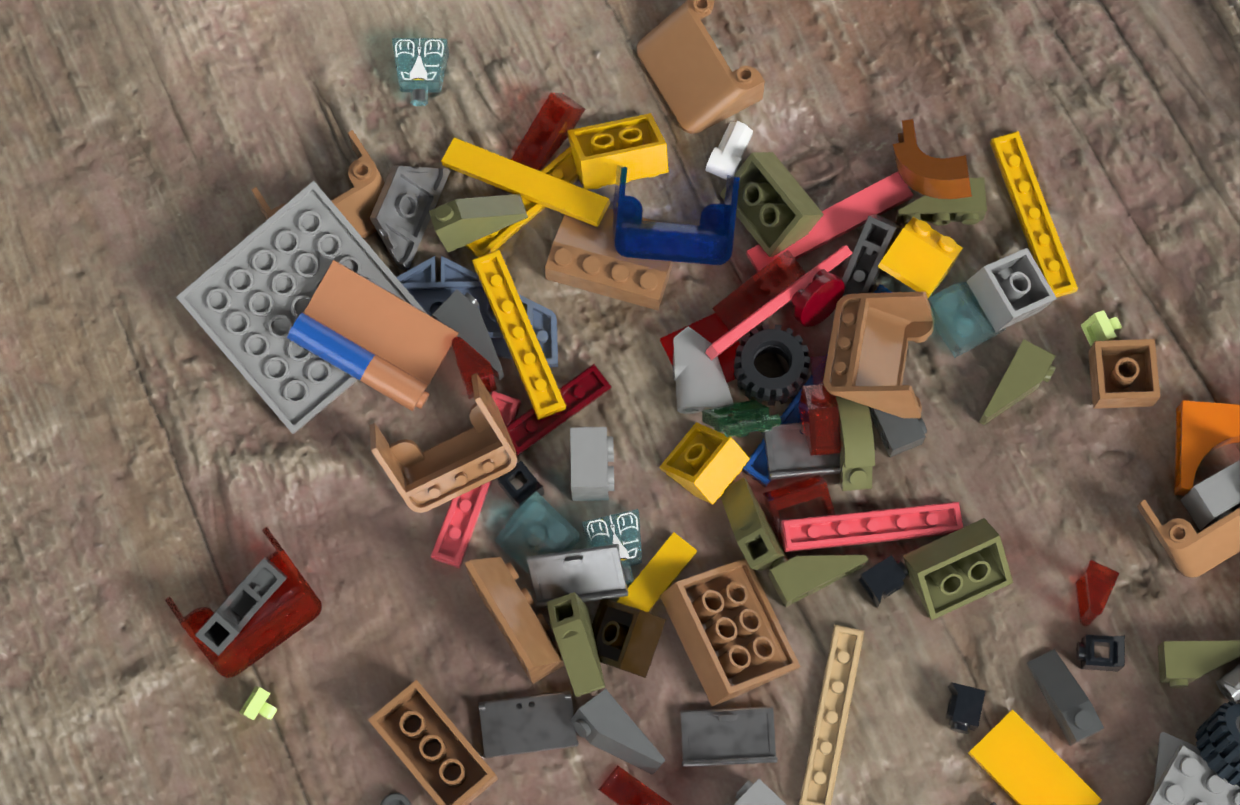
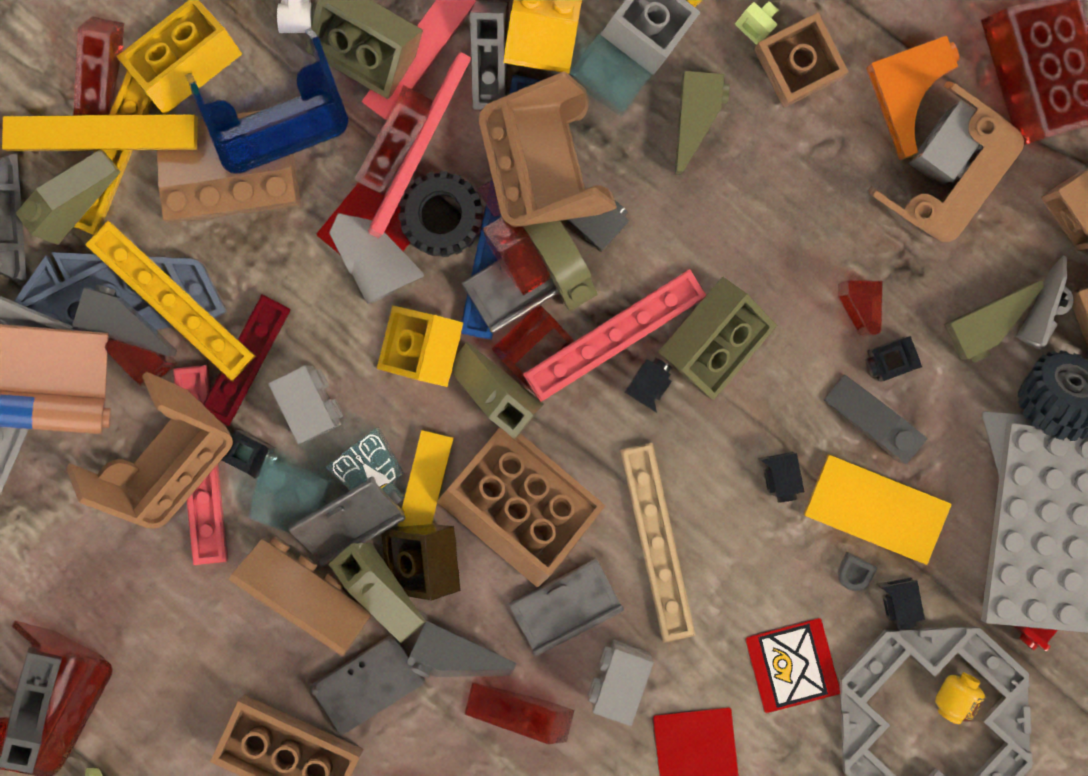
camera: 25 degrees left, 15 degrees up
(741, 418) = (436, 288): clear green plate -> none
(808, 574) = (570, 415): olive slope -> none
(818, 298) = (457, 123): dark red tile -> none

